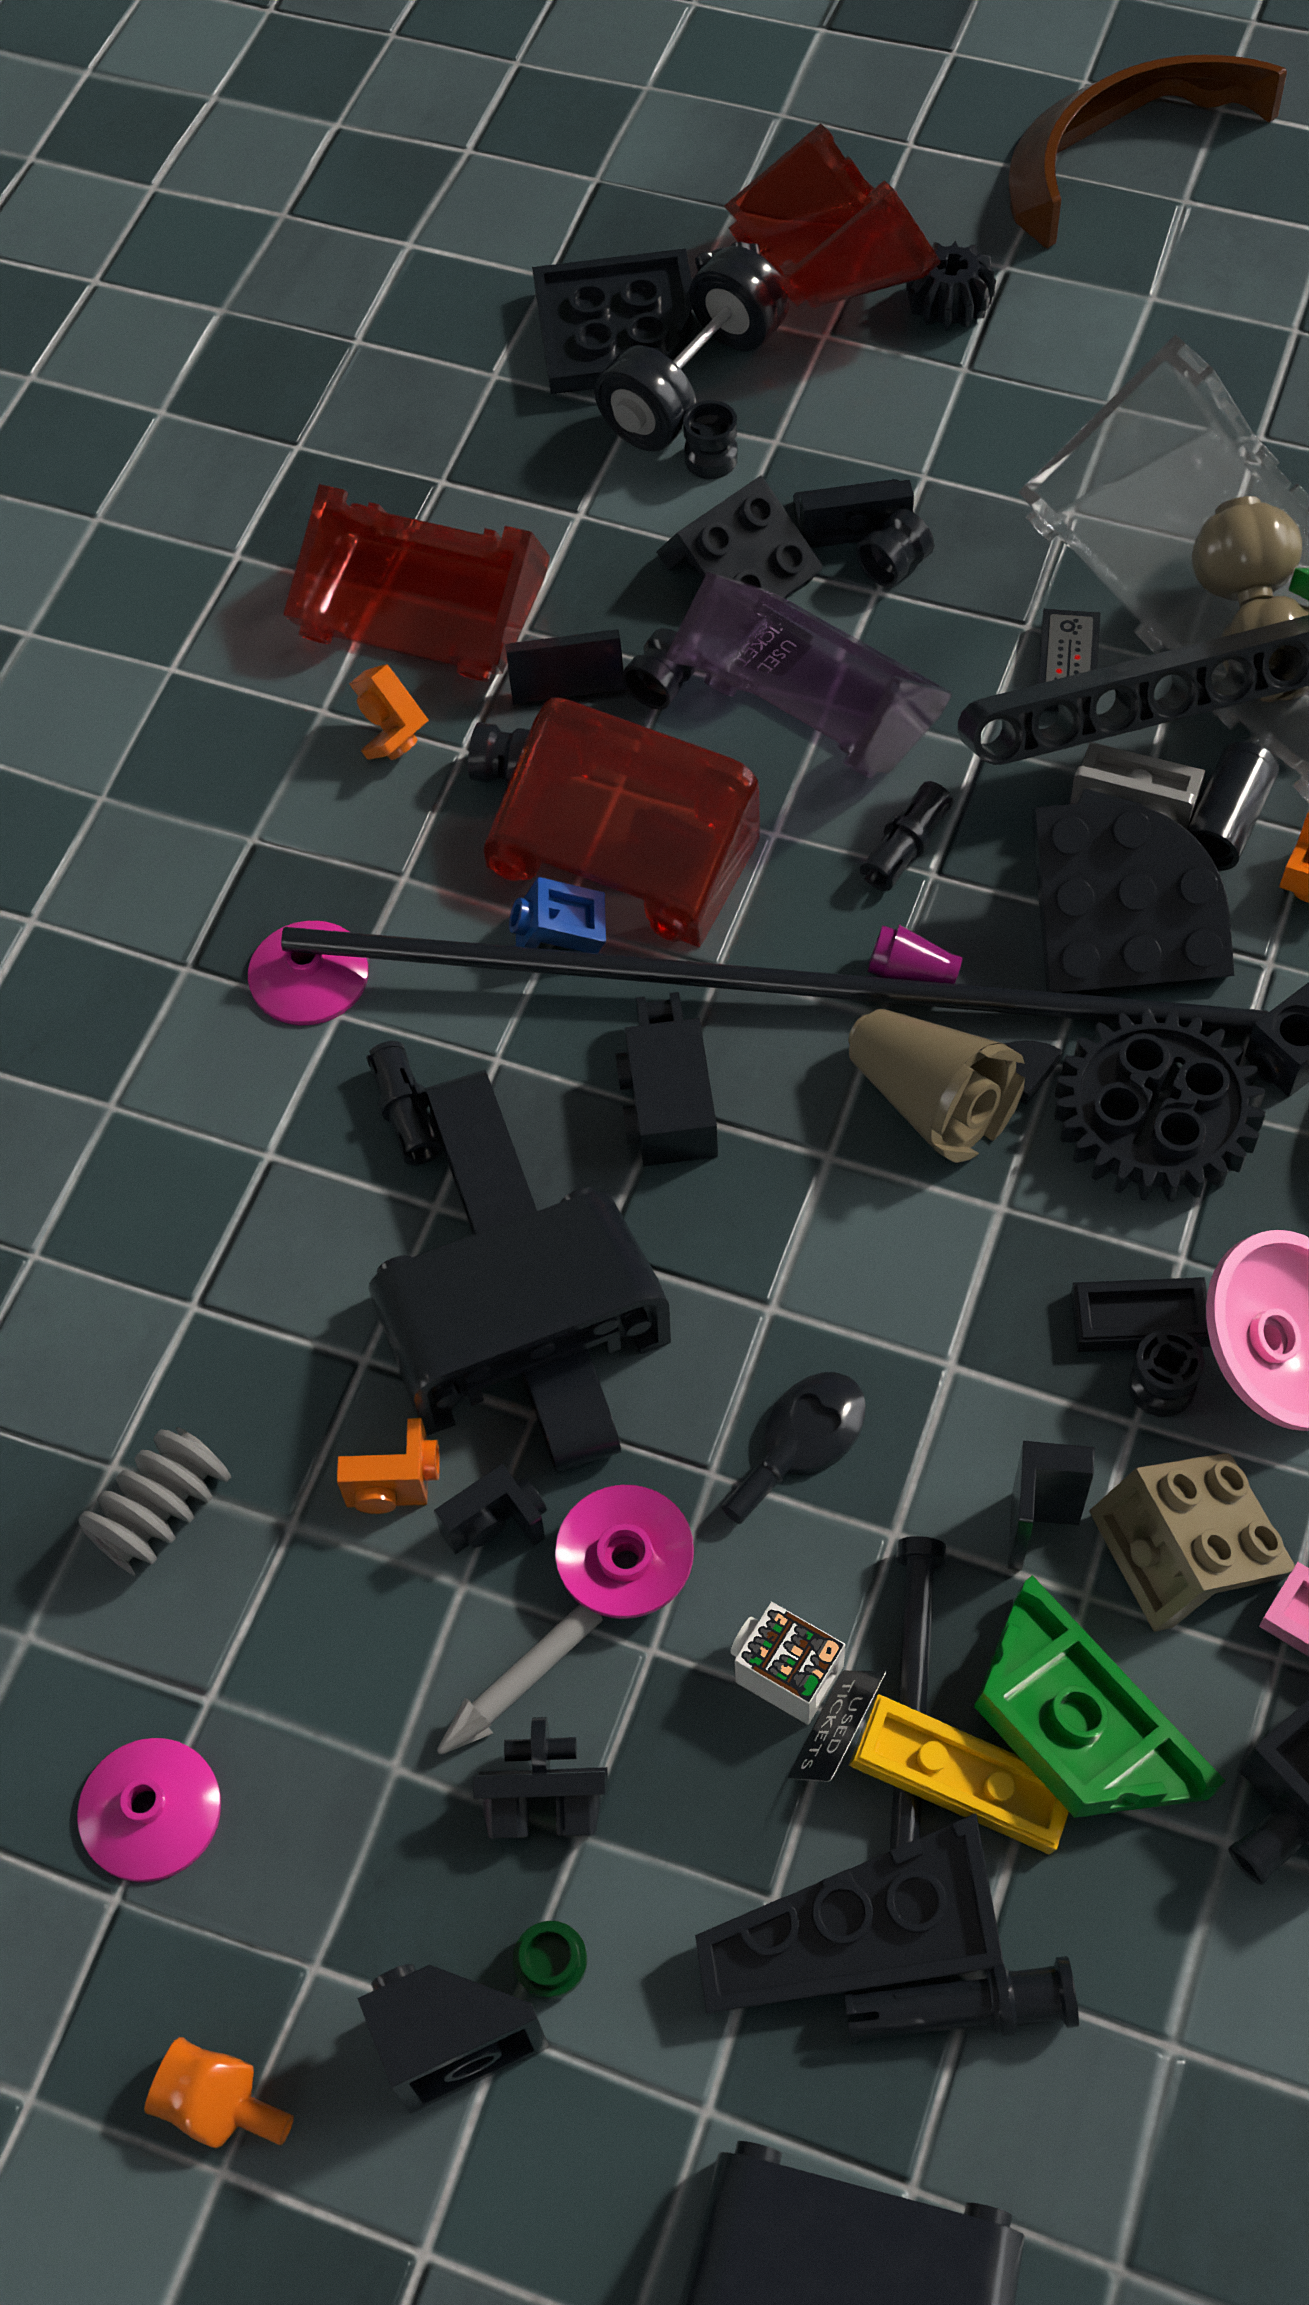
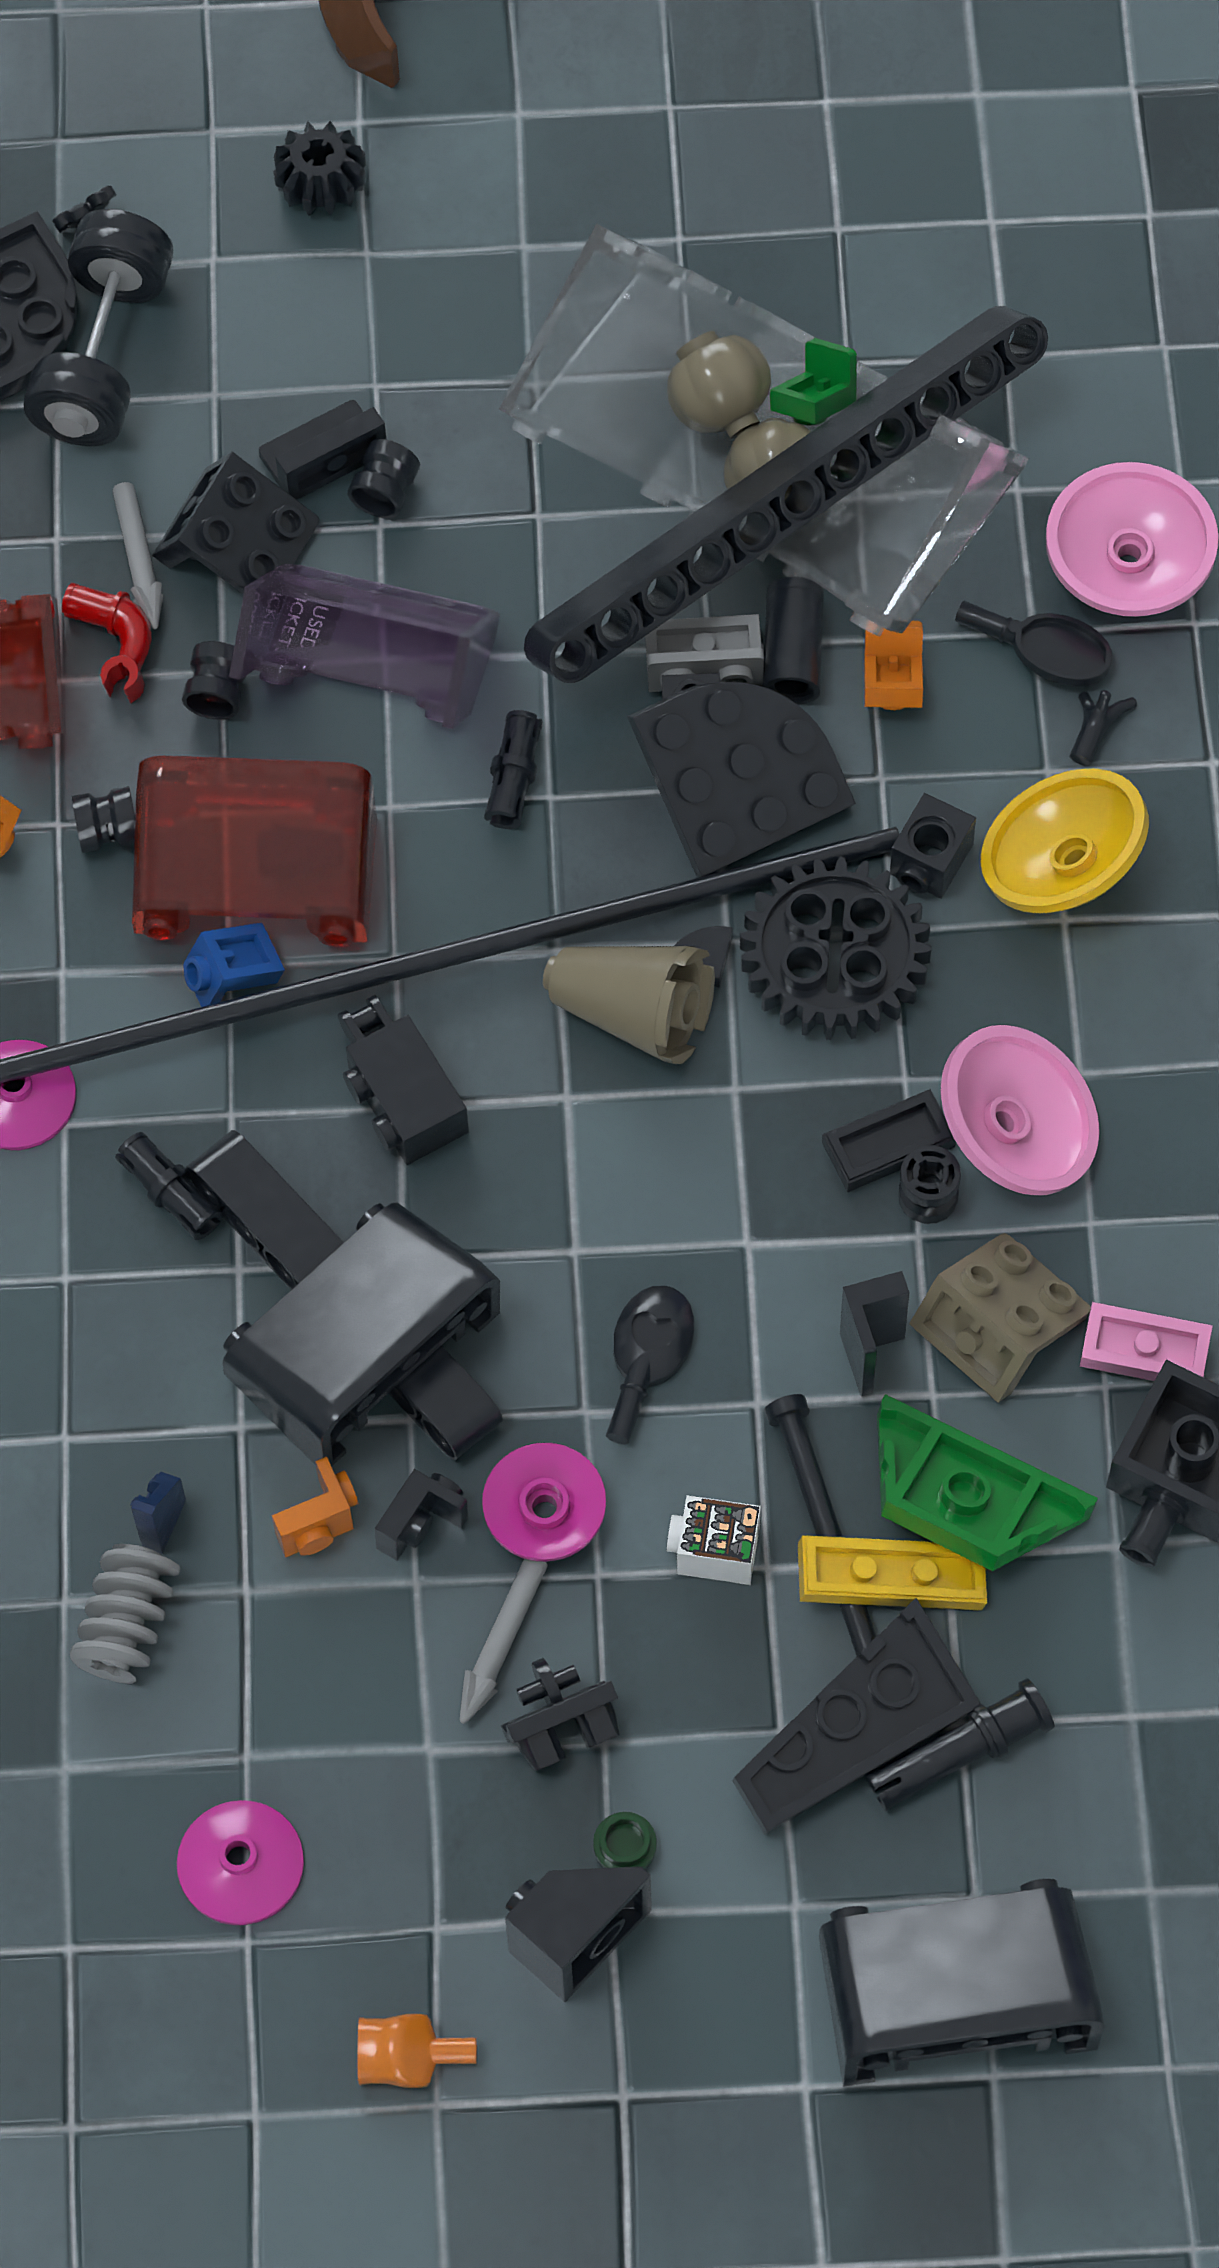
camera: 25 degrees left, 5 degrees up
(235, 1410) = (158, 1511): none -> dark blue tile
(565, 666) = (123, 709): black tile -> none
(598, 587) = (120, 618): none -> red piece
(638, 572) = (146, 589): none -> light grey piece
(710, 439) = (155, 419): black wheel -> none
(829, 226) = (177, 151): clear red windscreen -> none
(836, 1725) = (776, 1574): black sticker -> none
(911, 957) = (565, 888): magenta cone -> none
(1067, 645) = (586, 533): tile -> none

